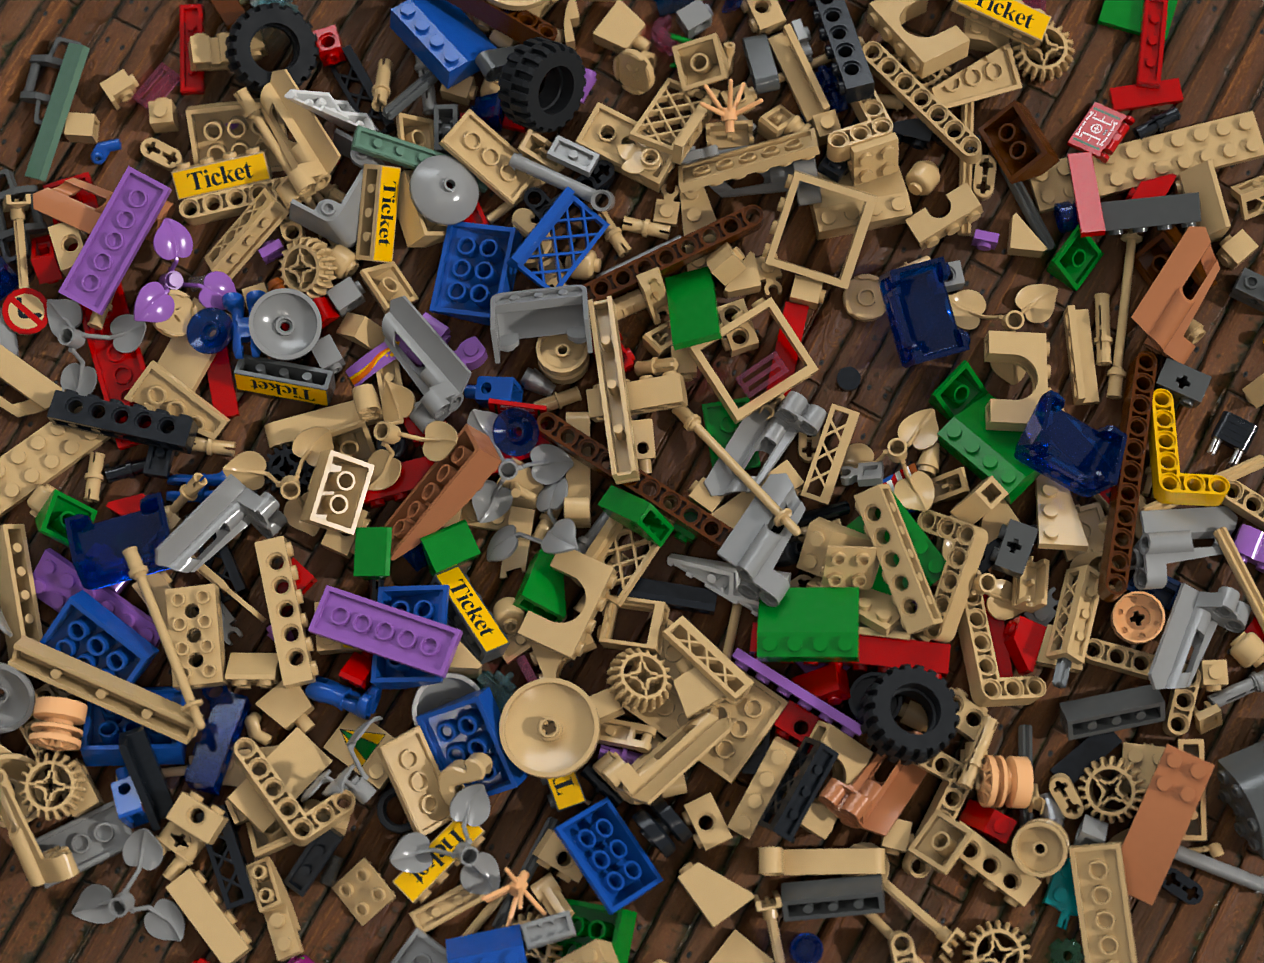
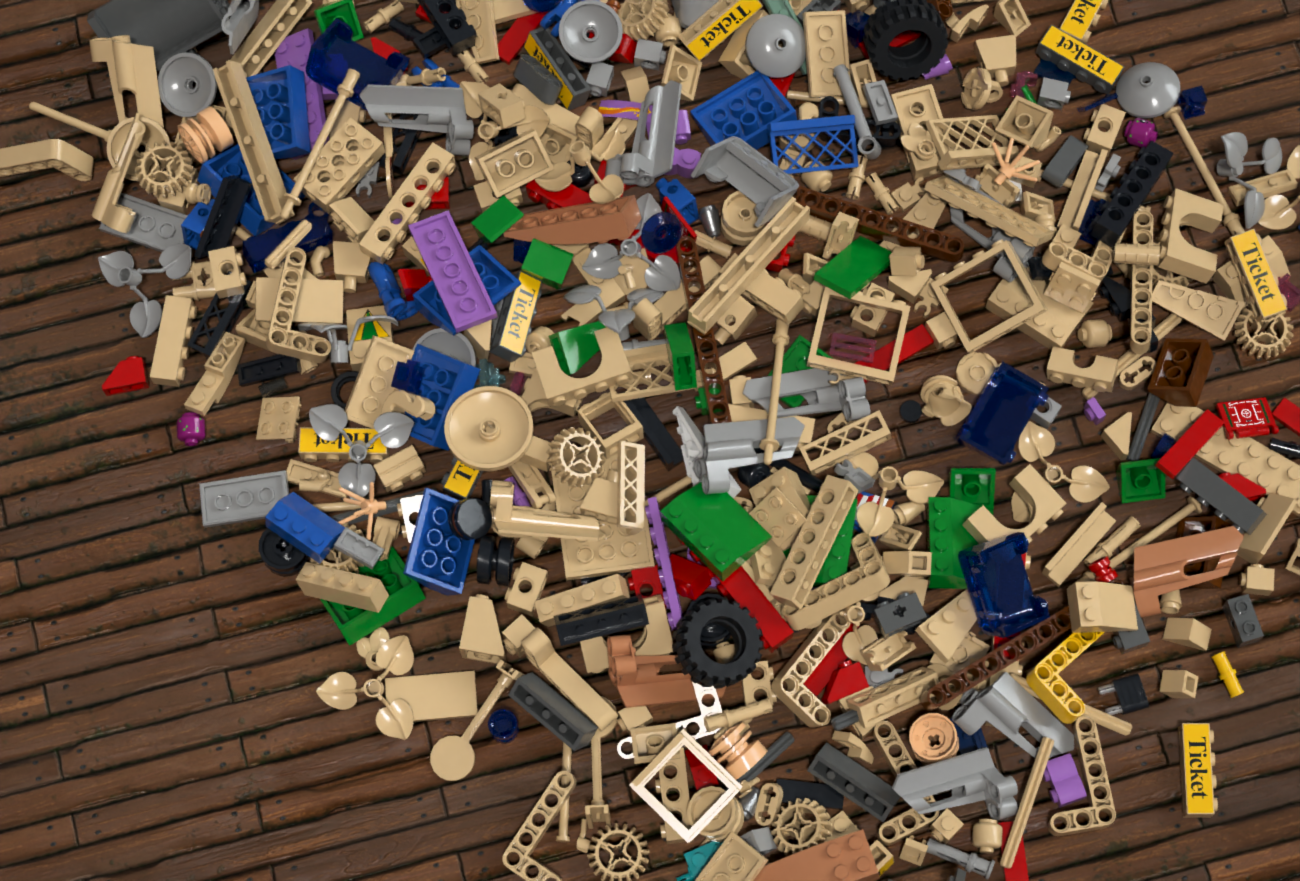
camera: 45 degrees right, 5 degrees down
(100, 777) = (198, 193): none -> tan wheel
(225, 744) = (289, 242): none -> tan axle
(279, 456) = (502, 105): none -> tan brick
(280, 405) = (538, 79): none -> dark grey beam
(438, 752) = (408, 376): none -> clear blue brick
(453, 910) = (317, 484): none -> tan arm
(505, 831) = (399, 469): none -> tan brick
(610, 815) = (469, 519): none -> black head
(674, 472) = (736, 360): none -> tan tile
(745, 866) = (515, 634): none -> tan brick
(867, 344) = (944, 400): none -> tan helmet
(900, 84) = (1137, 254): none -> tan axle
(966, 815) = (660, 760): none -> piece
(1083, 684) = (856, 747): none -> tan slope
(1123, 358) = (1102, 570): none -> red wheel
(1155, 388) = (1101, 607): none -> tan slope
(1226, 343) = (1187, 633): none -> tan slope

